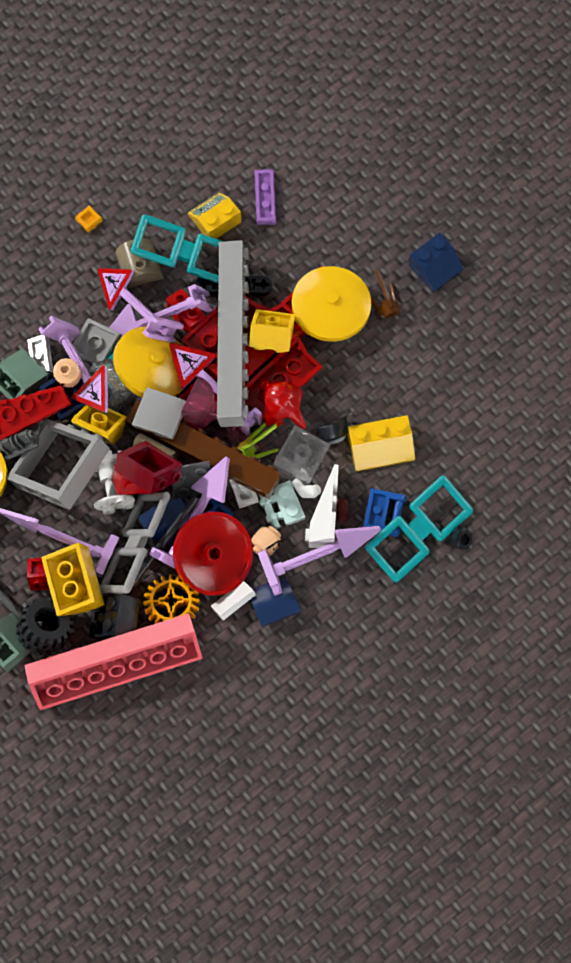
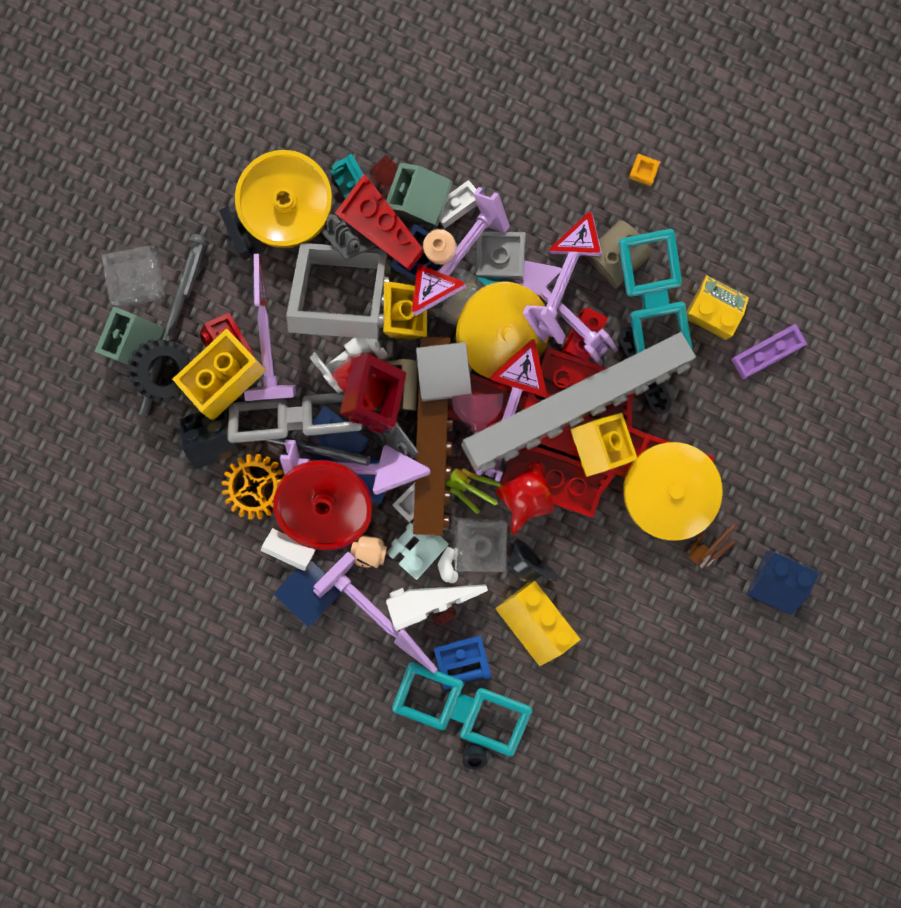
camera: 65 degrees right, 15 degrees up
(113, 662) = (158, 461): coral brick -> none

